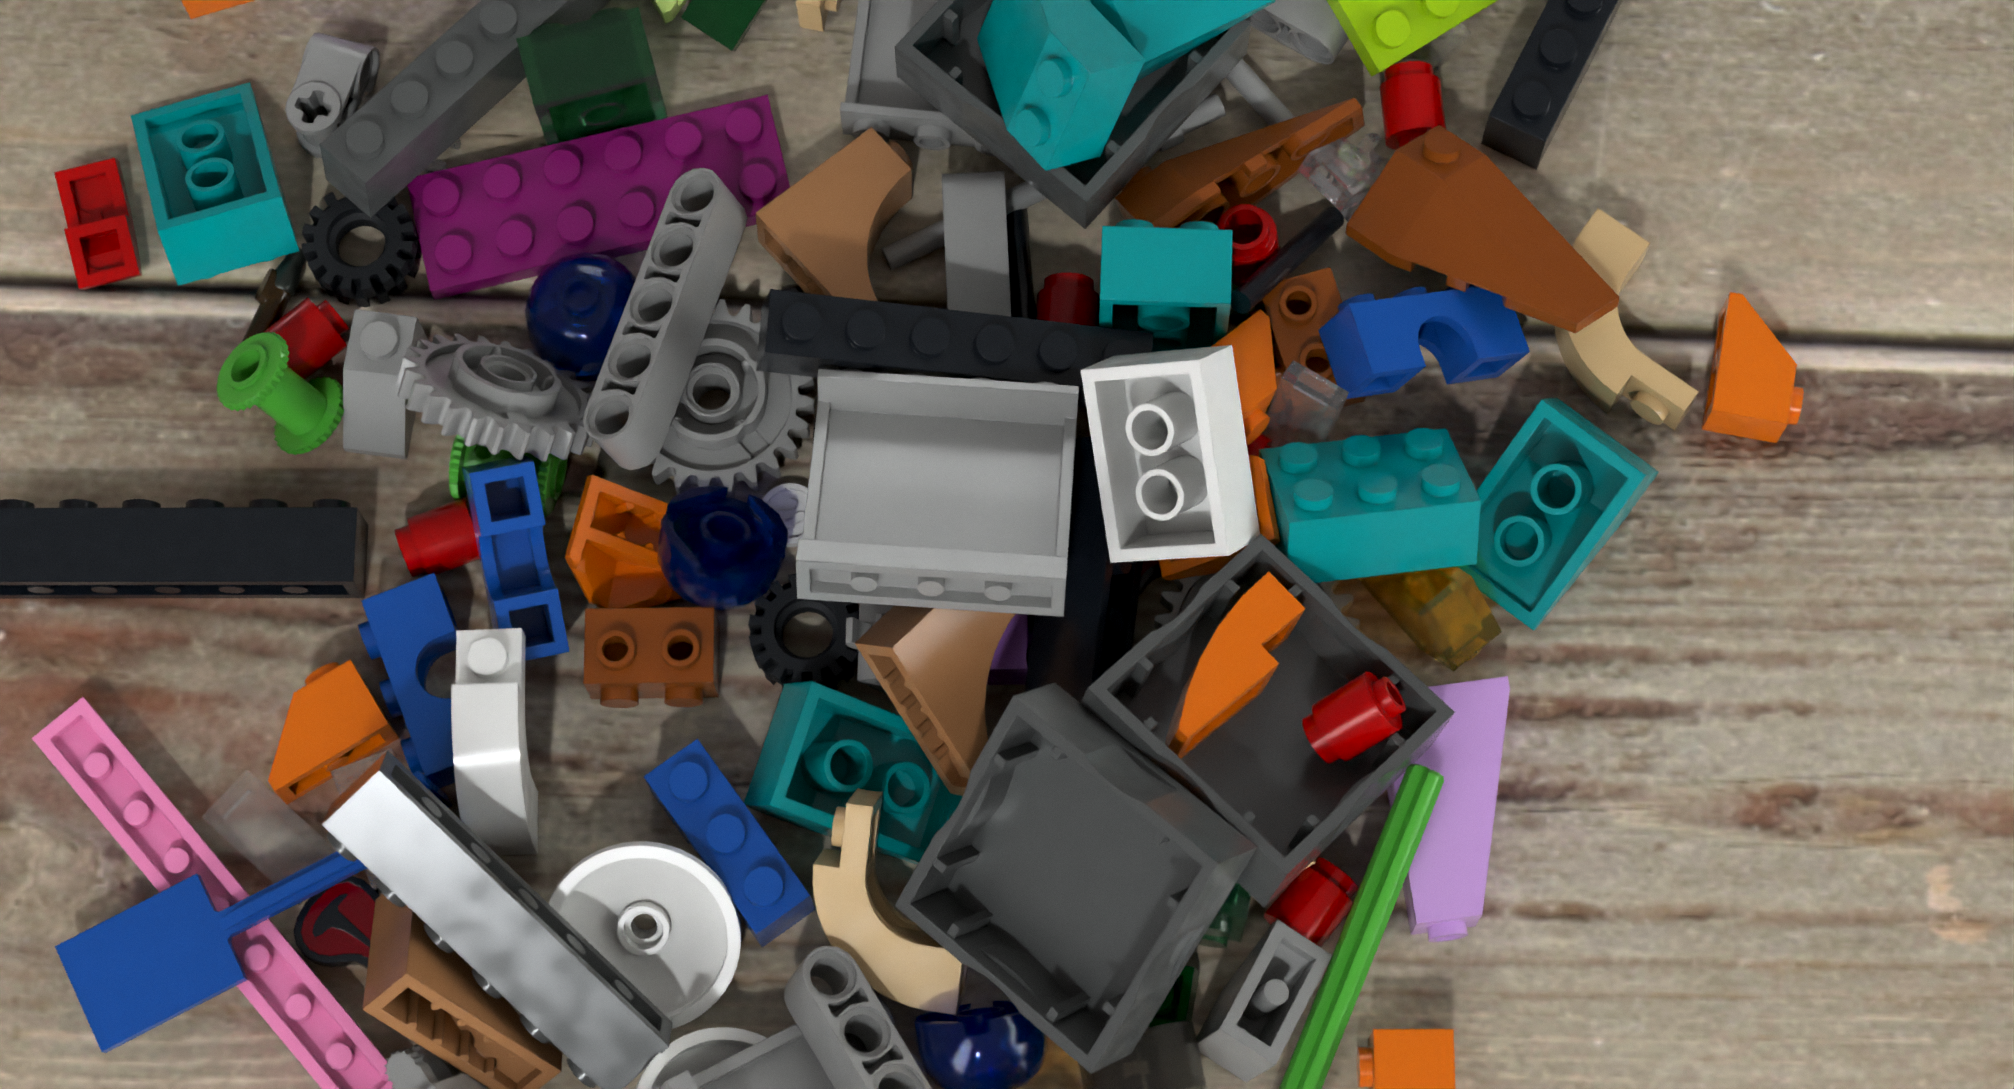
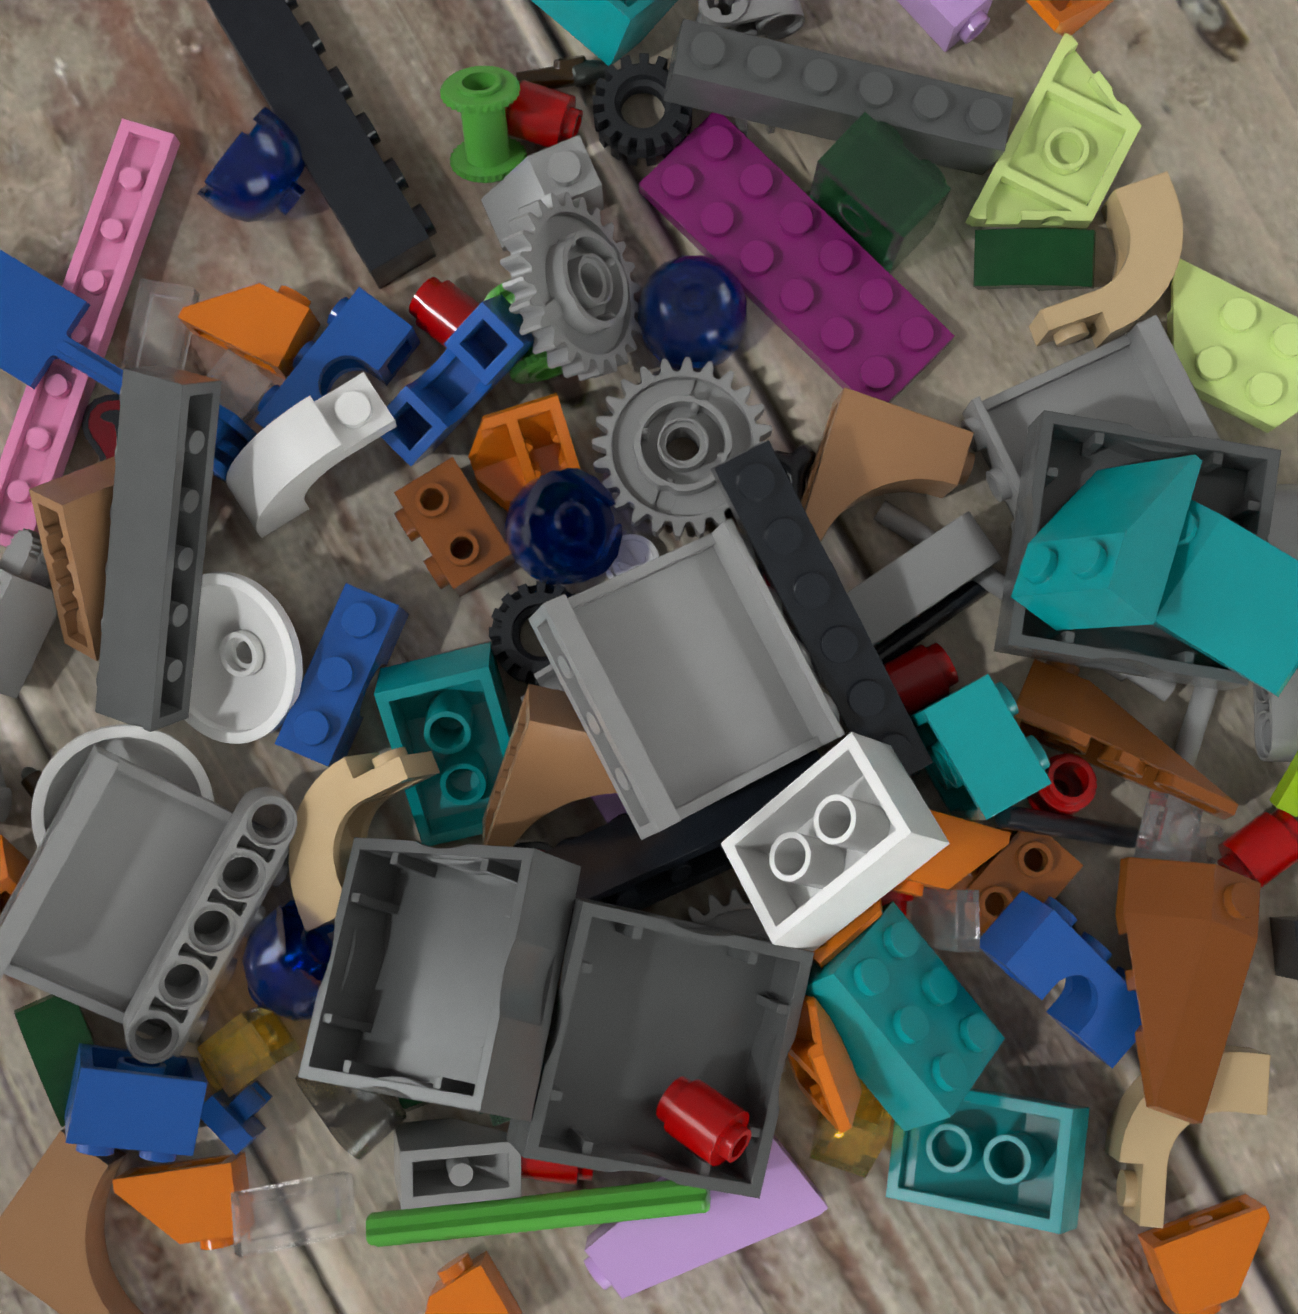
camera: 60 degrees right, 10 degrees up
(177, 635) = (257, 172): none -> clear blue cylinder
(665, 319) = (713, 372): light grey beam -> none
(1234, 663) = (687, 993): orange slope -> none
(1369, 595) = (824, 1066): none -> orange slope

